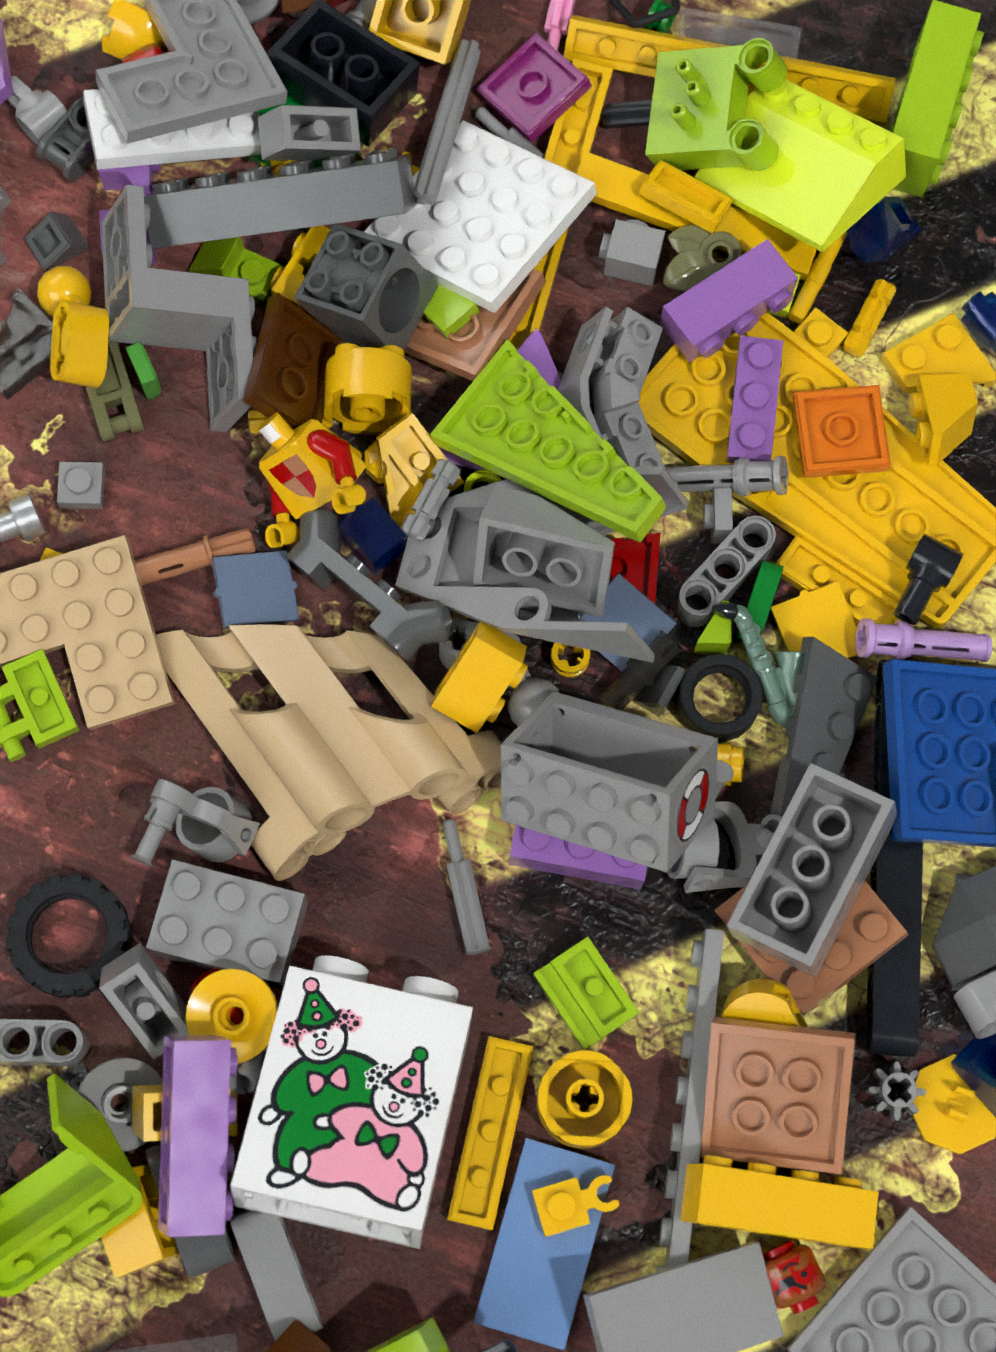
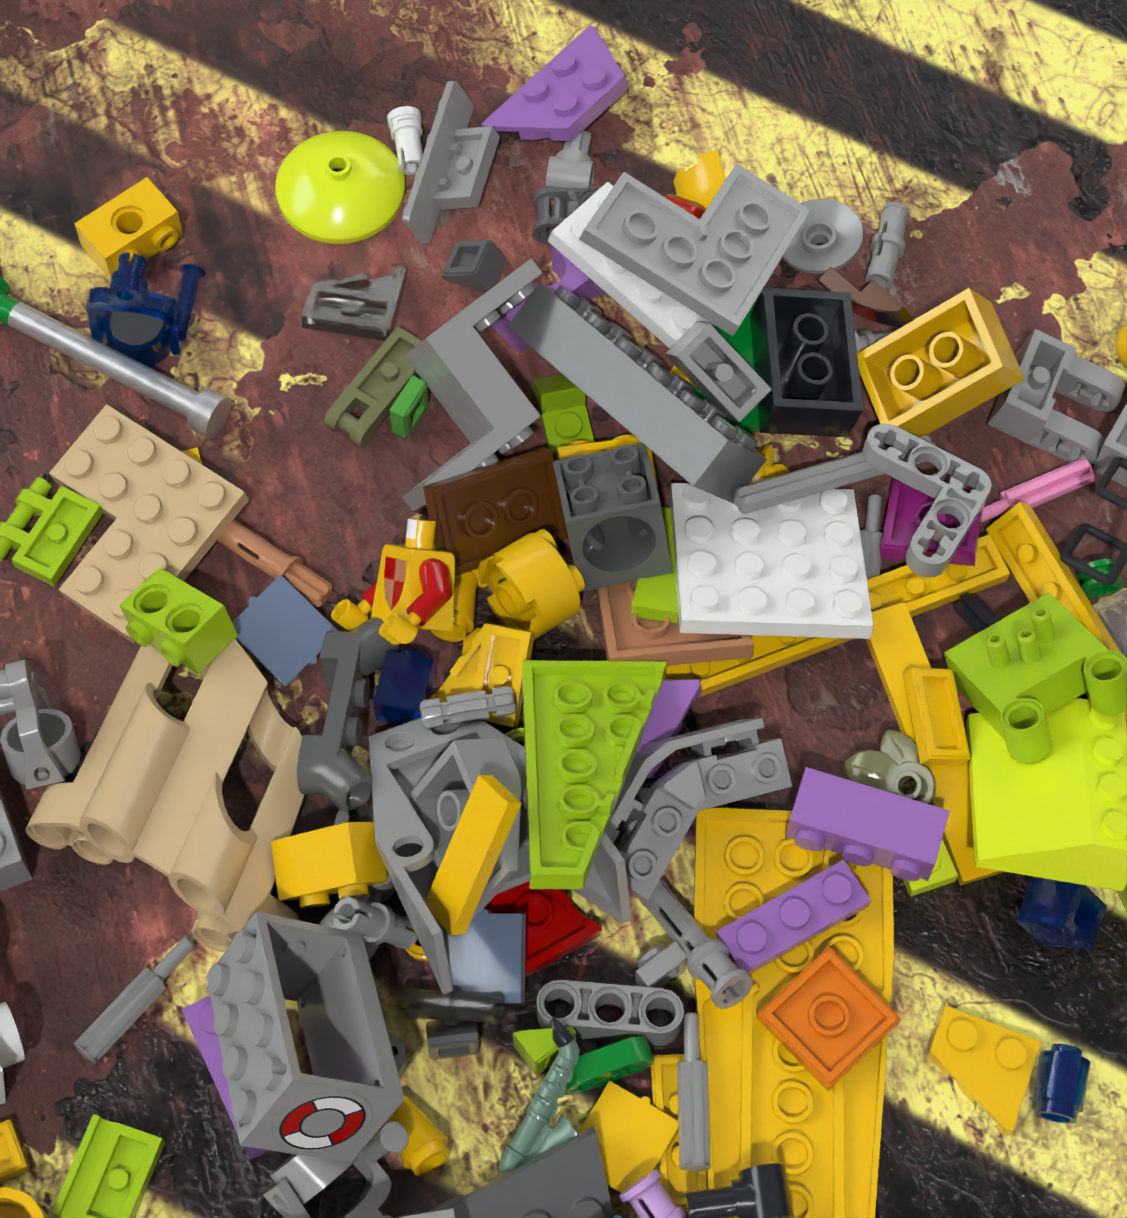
camera: 55 degrees right, 10 degrees down
(78, 328) = (398, 326): yellow beam -> none
(81, 485) = (273, 434): light grey plate -> none
(197, 644) = (178, 621): none -> lime brick
(531, 58) = (949, 497): none -> light grey beam
(551, 676) = (374, 922): none -> light grey pin
(575, 562) = (472, 854): none -> yellow tile
(632, 251) = (852, 713): light grey brick -> none
(724, 665) = (475, 1057): black tyre -> none
(815, 281) = (970, 892): yellow piece -> none
(822, 333) = (915, 936): yellow plate -> none
(831, 561) = (693, 1102): none -> light grey axle
(869, 318) = (970, 969): yellow axle -> none
(944, 413) = (926, 1103): yellow slope -> none

